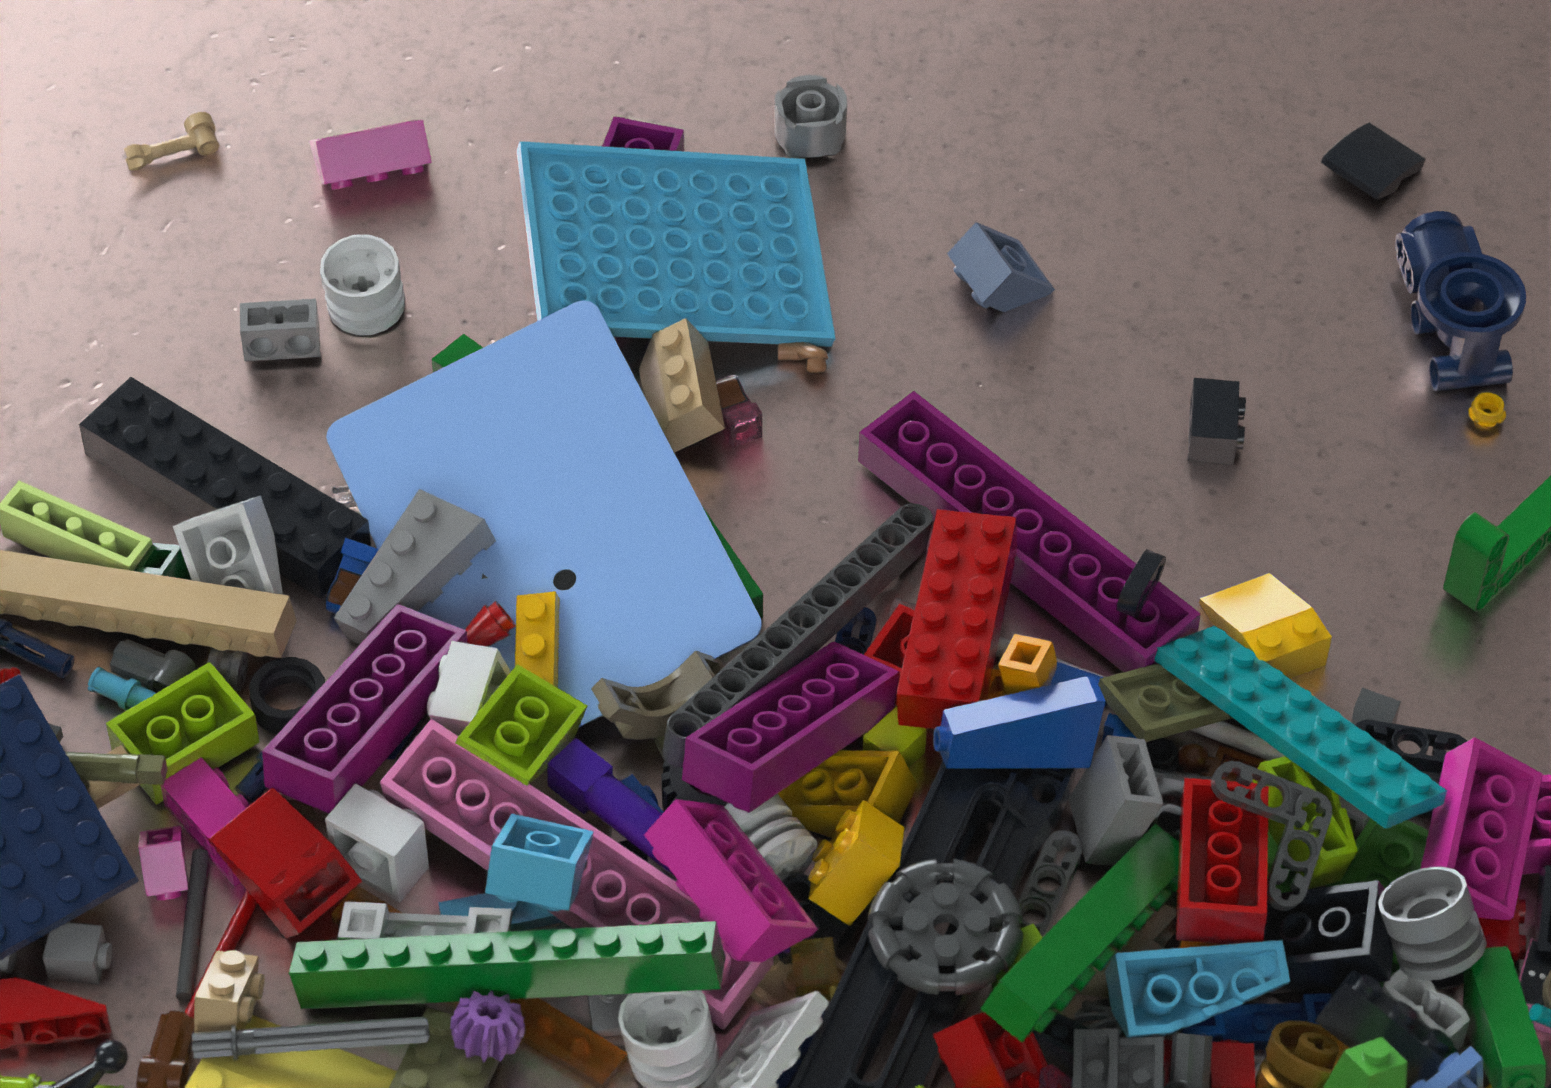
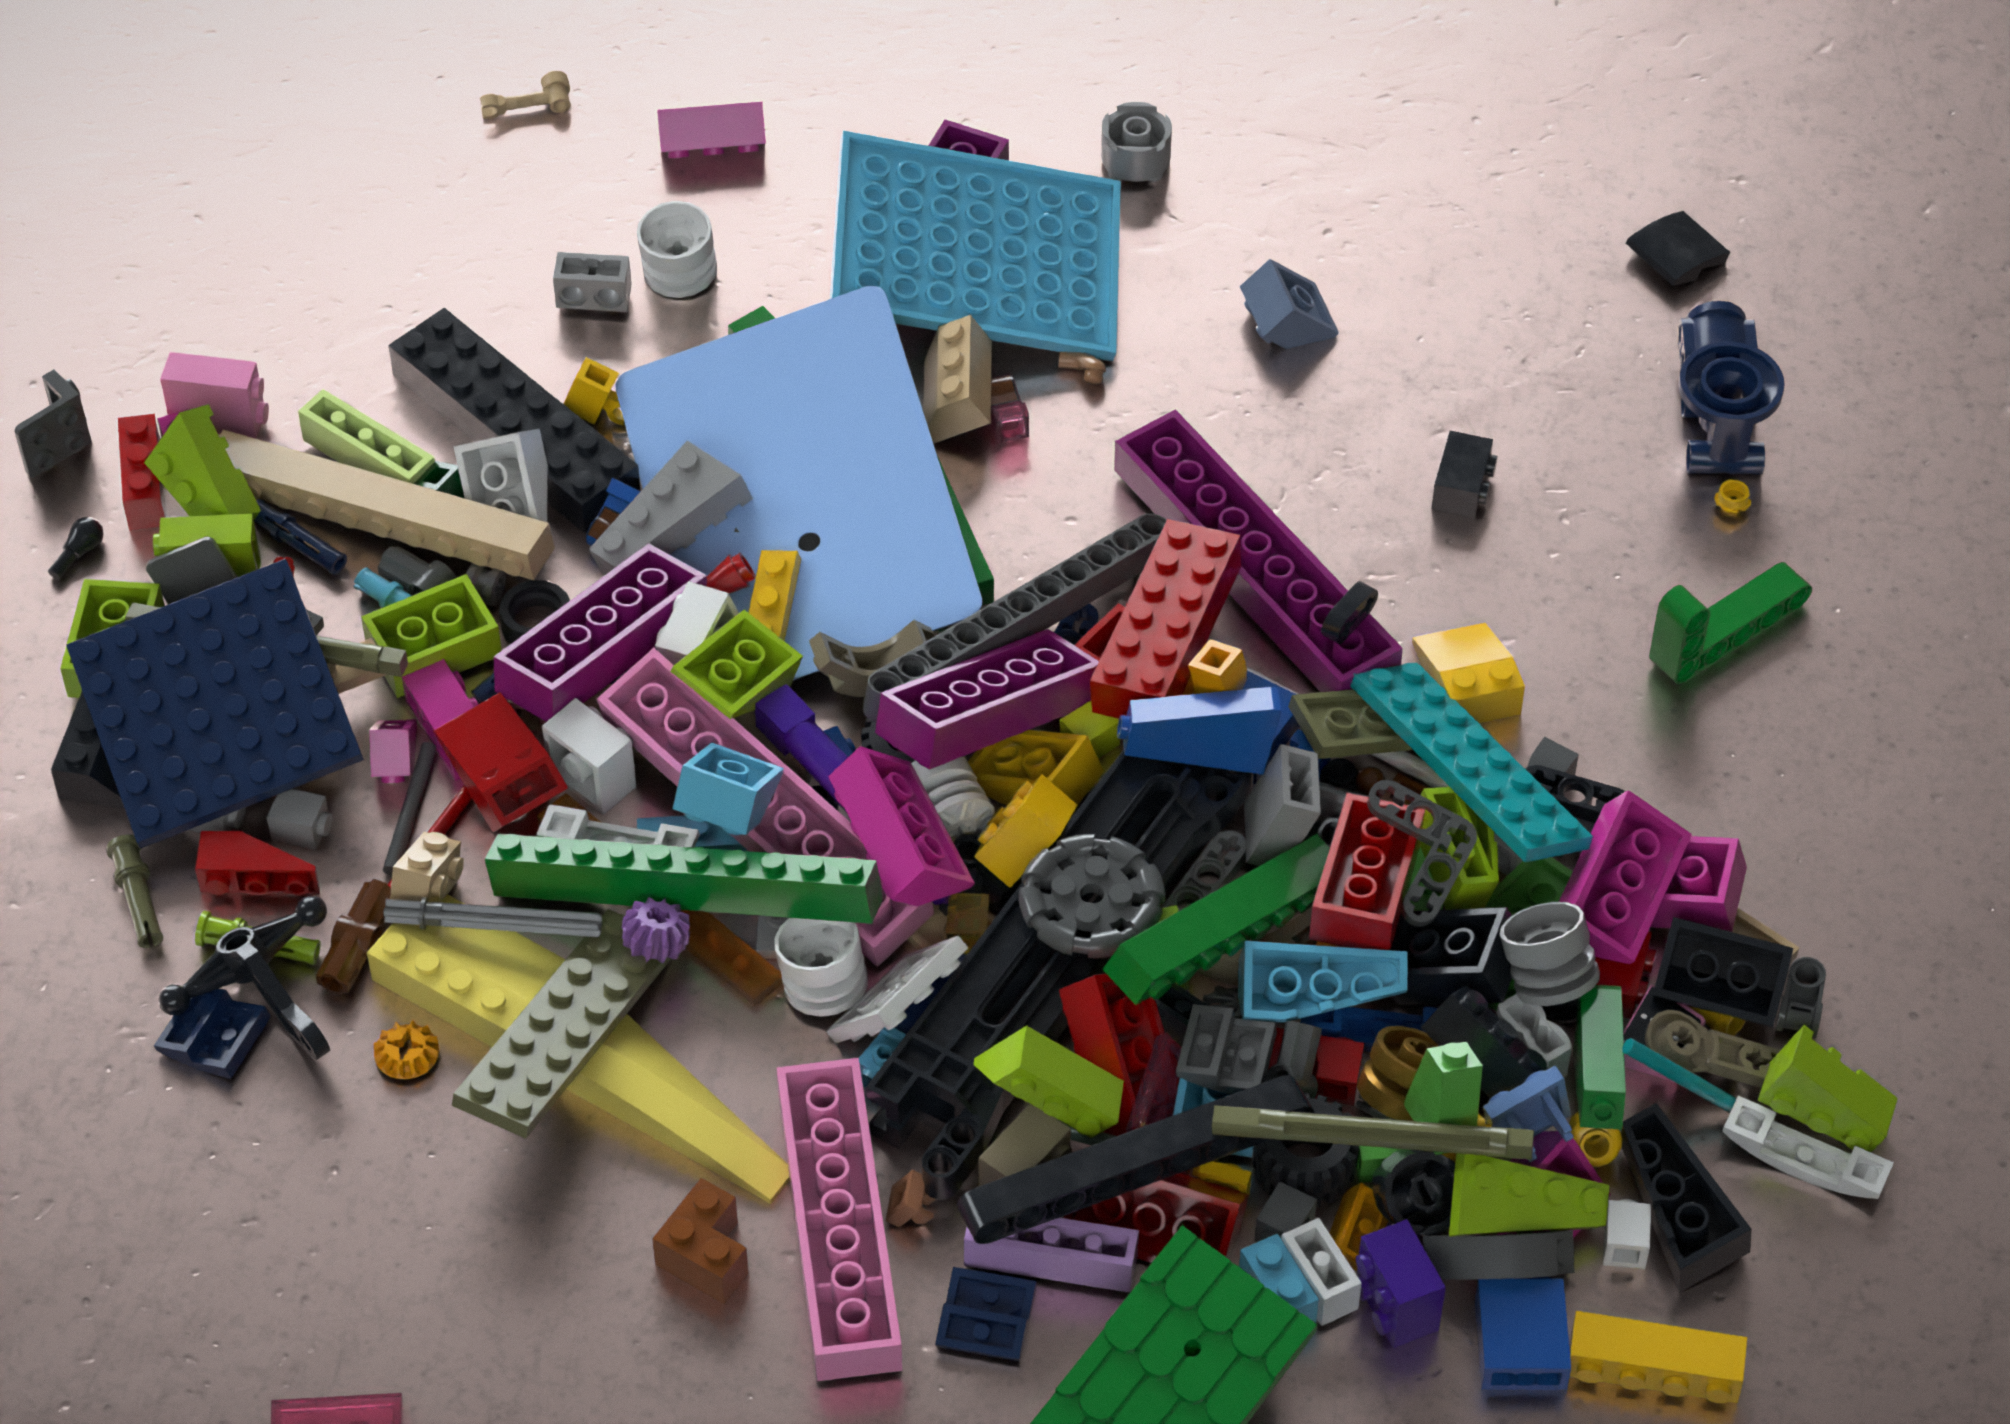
camera: 10 degrees right, 0 degrees up
(304, 446) = (593, 392): none -> yellow brick

